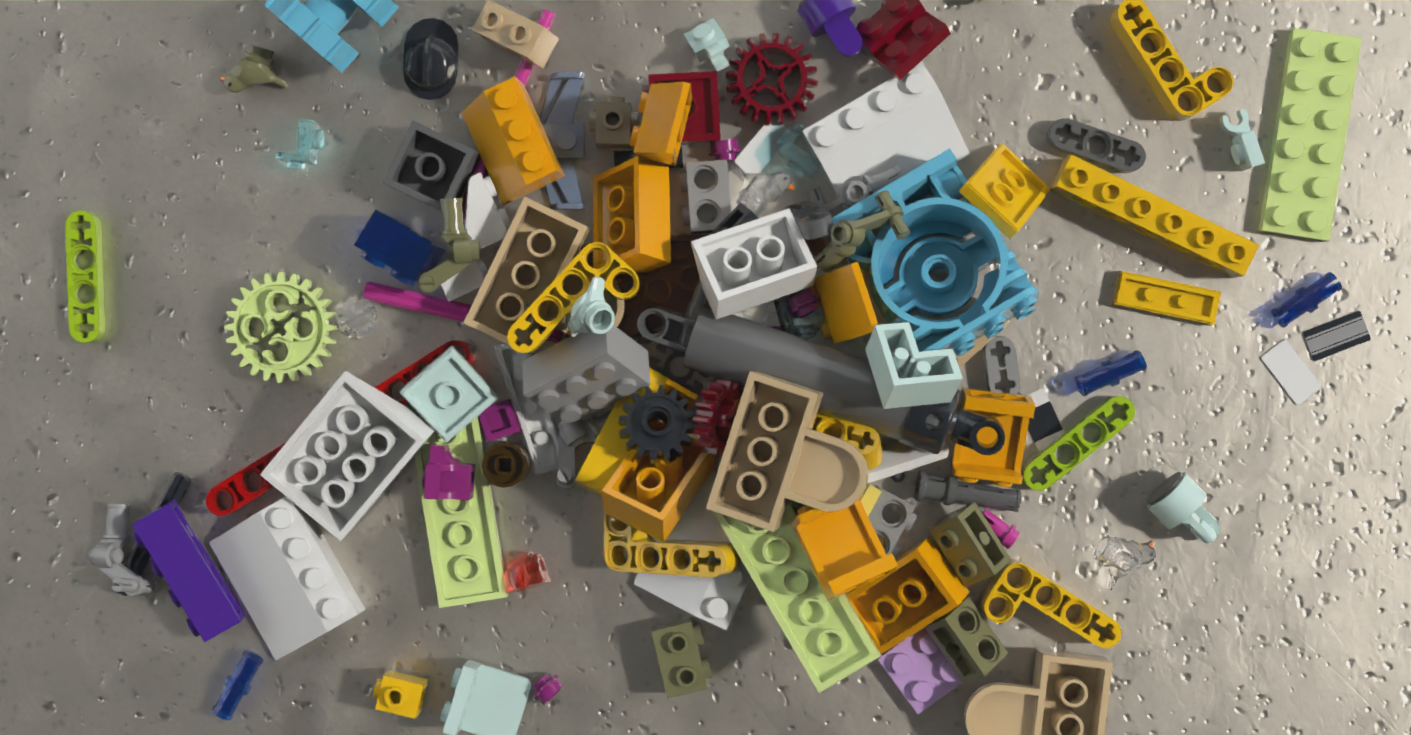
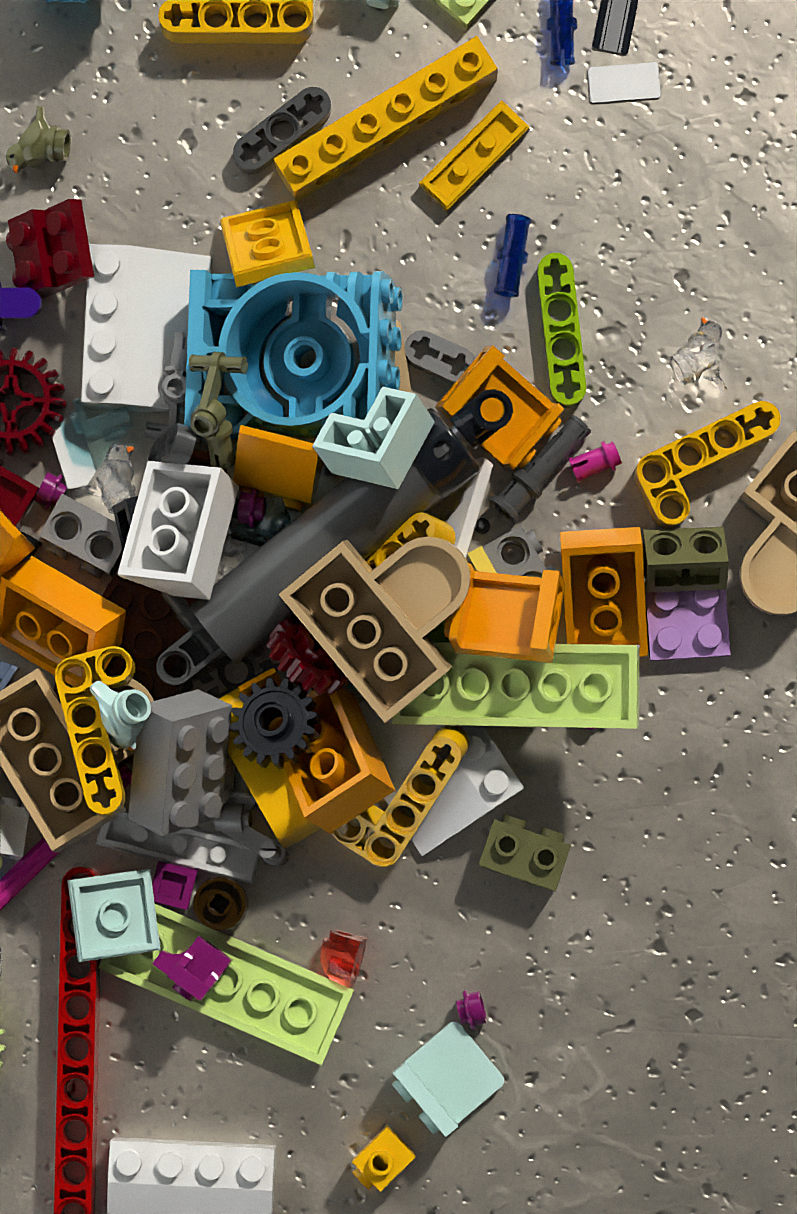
camera: 50 degrees left, 5 degrees down
(346, 453) = (106, 1055): white slope -> none
(970, 544) = (592, 496): olive brick -> none
(1045, 424) = (520, 350): black sticker -> none
(1179, 502) = (680, 268): light aqua piece -> none

